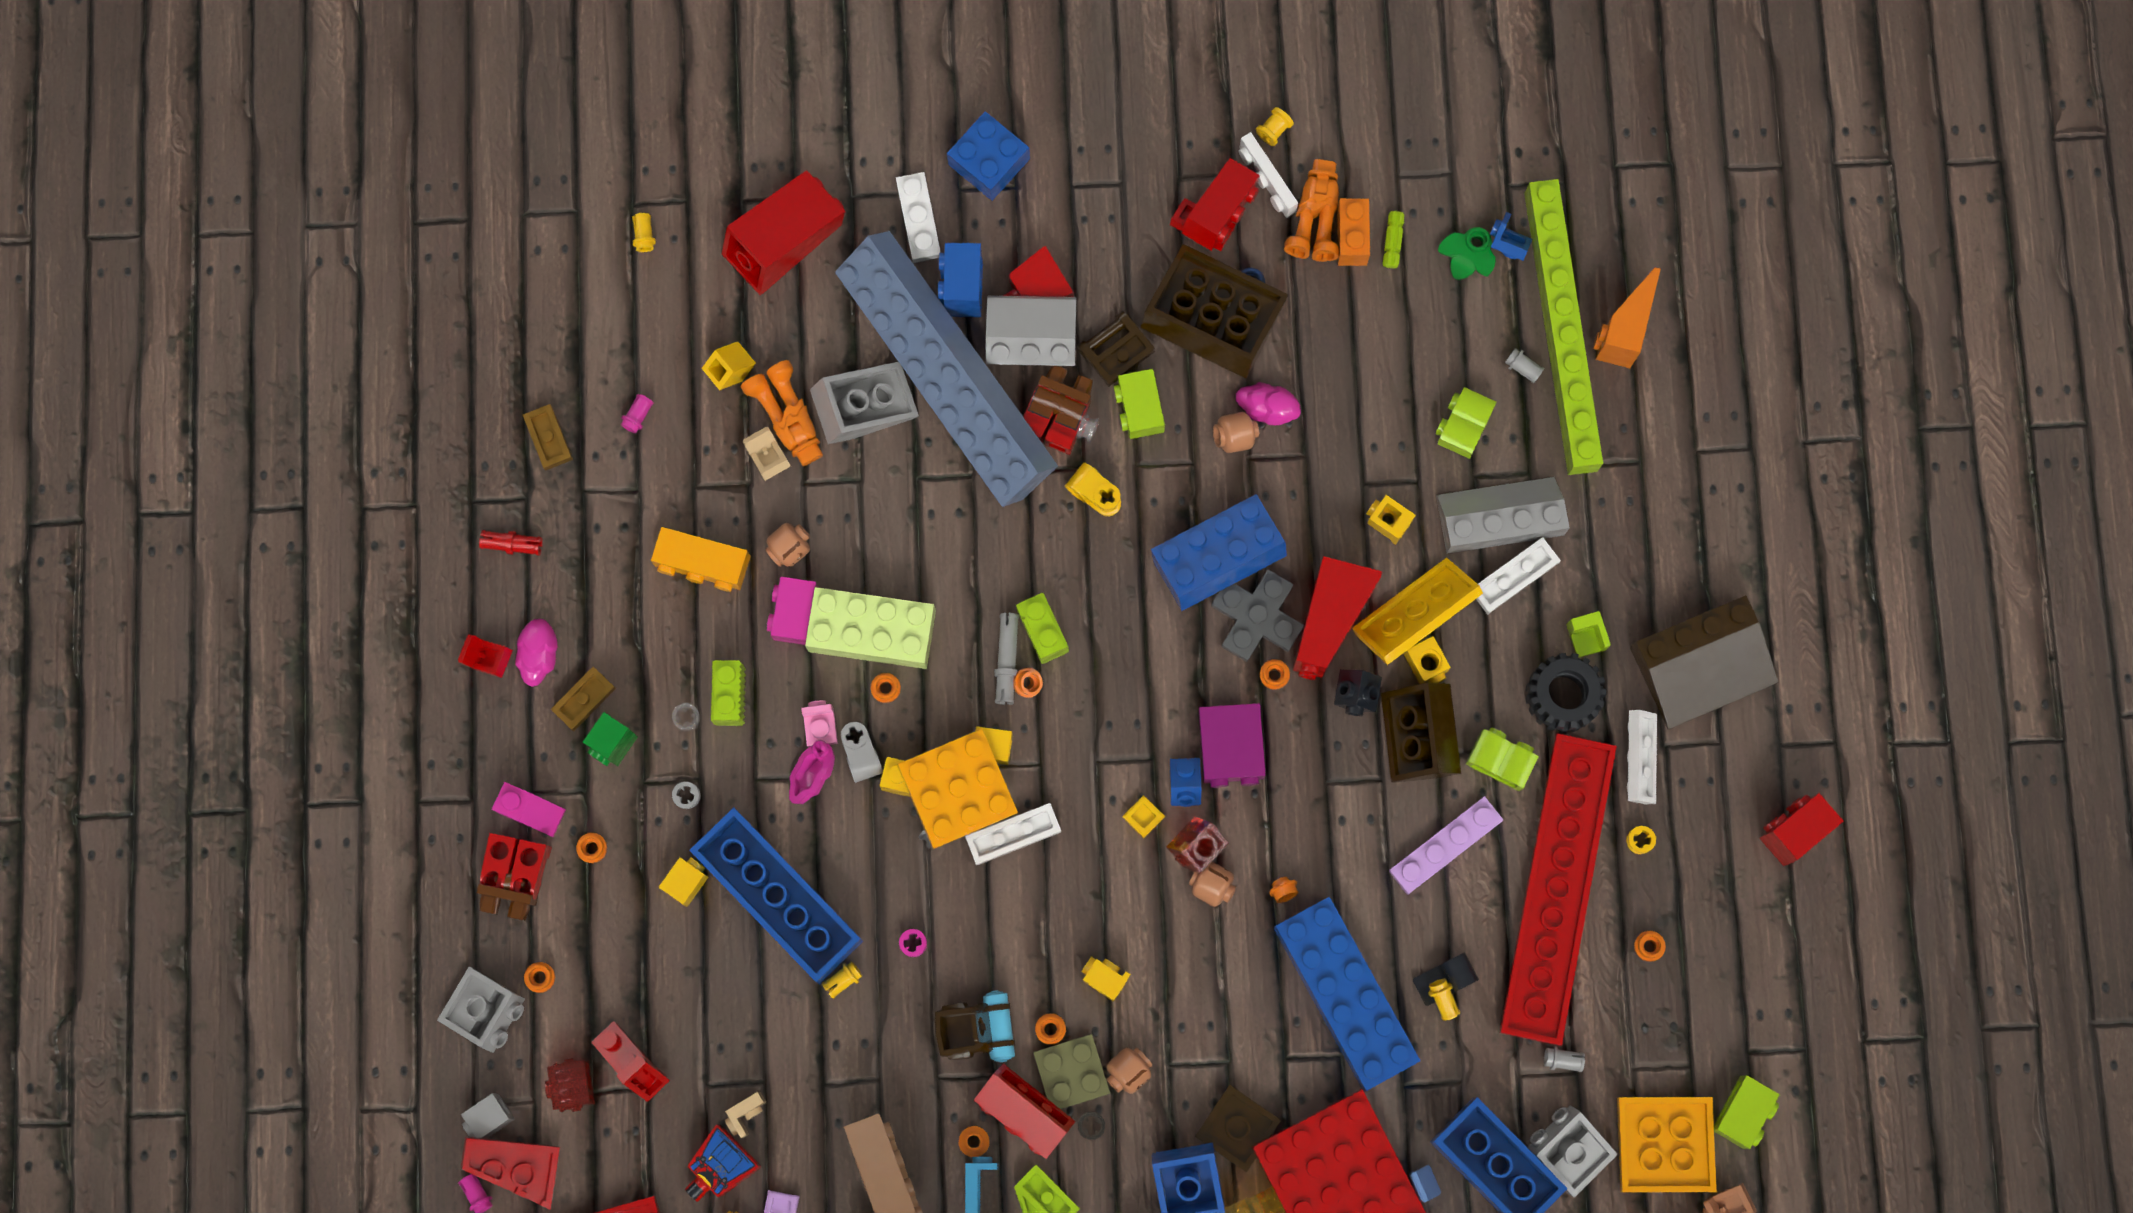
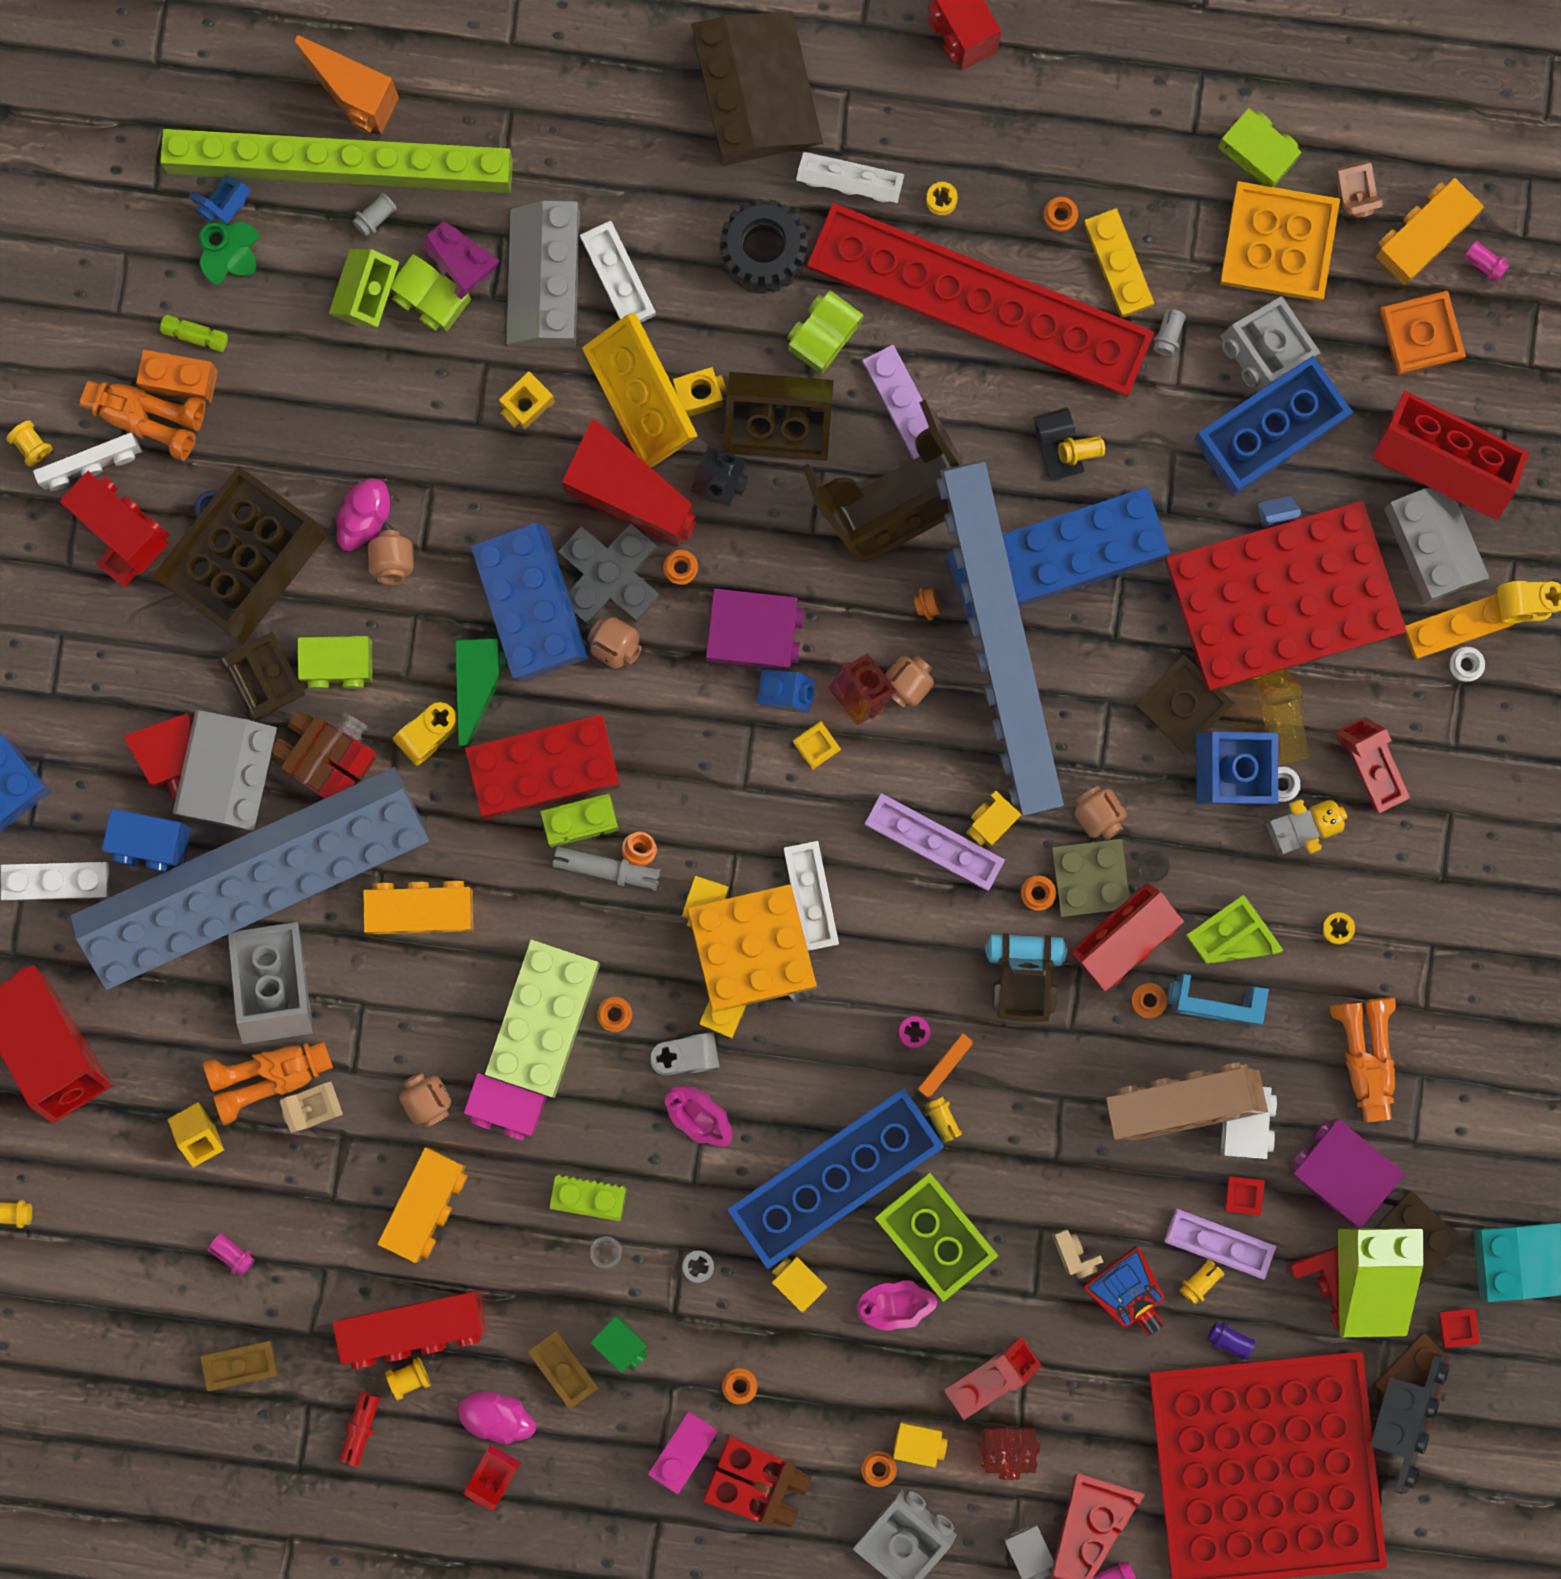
camera: 85 degrees left, 5 degrees up
(556, 573) = (408, 1378): none -> yellow bush
(564, 1007) = (919, 1444): none -> yellow brick
(597, 566) = (410, 1327): none -> red brick
(678, 966) = (895, 1305): none -> dark pink arm
(740, 990) = (936, 1236): none -> lime brick
(819, 723) = (643, 1097): bright pink bracket -> none
(885, 971) = (944, 1066): none -> orange tile
(945, 510) = (418, 908): none -> light orange brick
(1078, 931) = (934, 842): none -> lavender plate
(1082, 589) = (542, 767): none -> red brick
(1144, 522) = (477, 679): none -> green slope
(1199, 629) = (614, 642): none -> nougat head
(1262, 954) = (1001, 637): none -> sand blue brick
(1363, 846) = (893, 506): none -> dark brown windscreen
(1459, 367) = (363, 287): none -> lime brick
(1501, 441) = (459, 258): none -> magenta wing
(1588, 634) = (700, 207): lime panel -> none
(1617, 1005) = (1118, 263): none -> yellow plate

